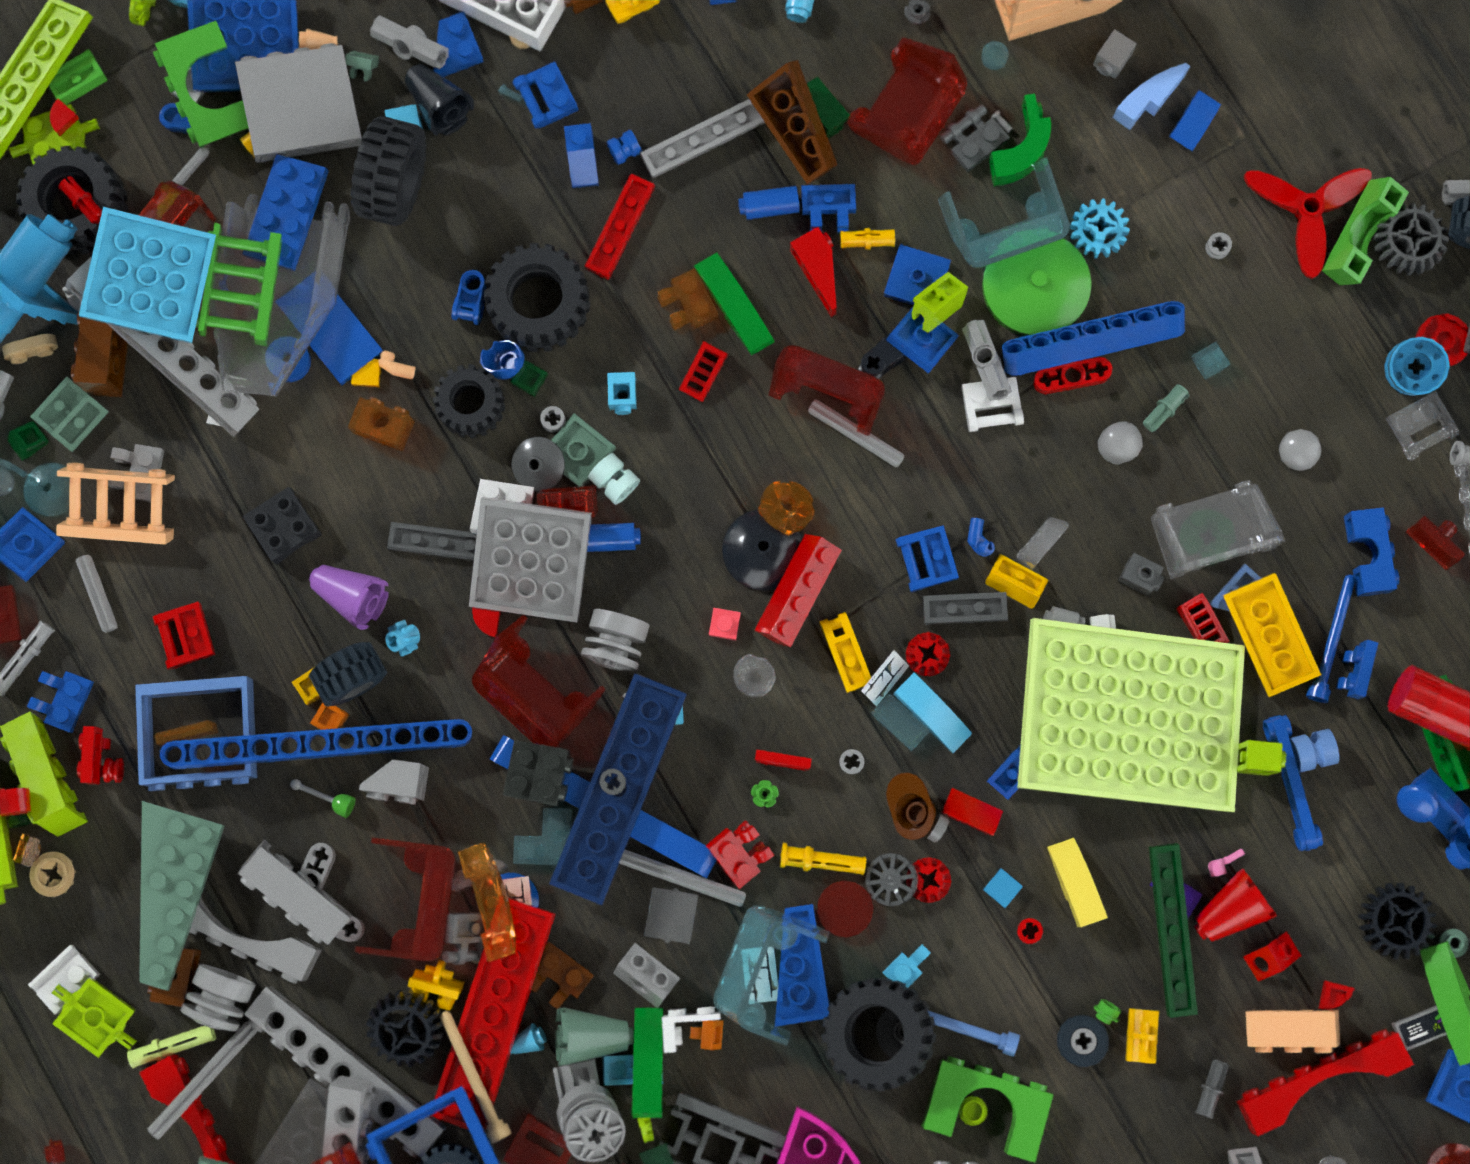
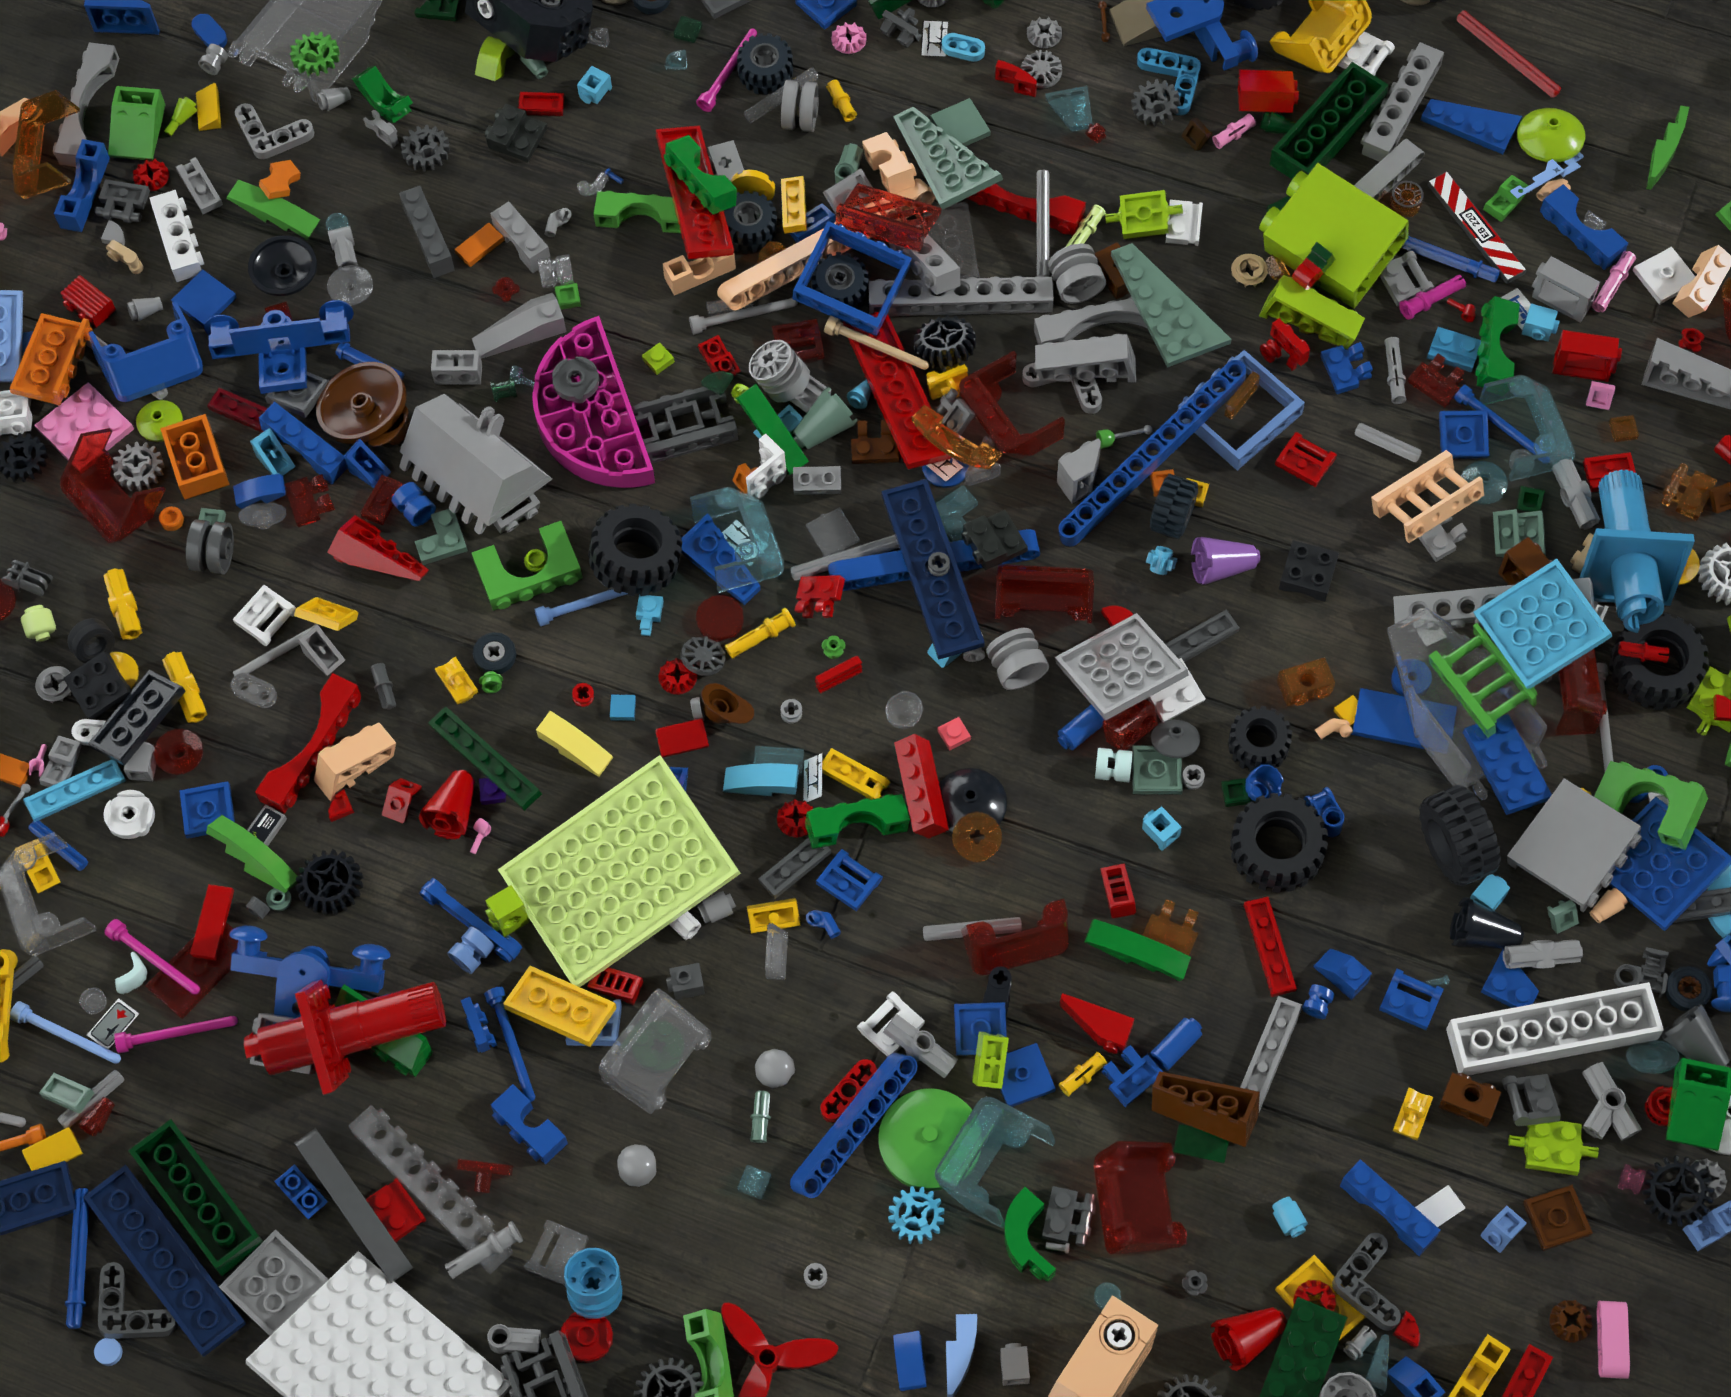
camera: 140 degrees right, 15 degrees down
(912, 615) = (885, 814): none -> green arch

